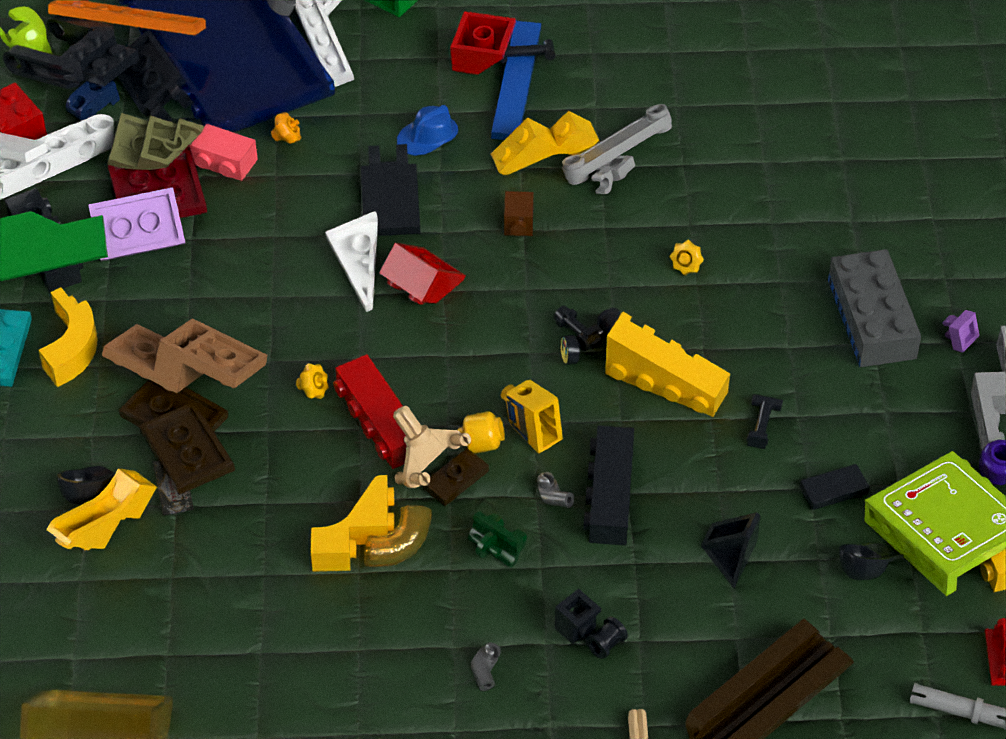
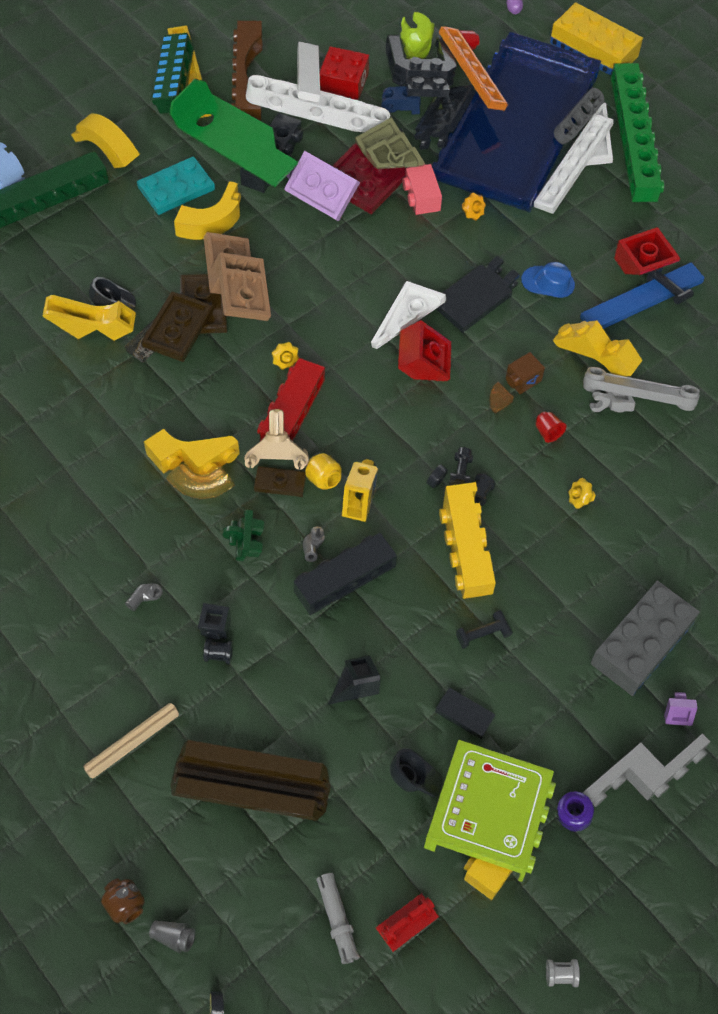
camera: 50 degrees right, 10 degrees up
(523, 250) = (499, 398): none -> clear orange tile
(593, 233) = (550, 426): none -> red hat

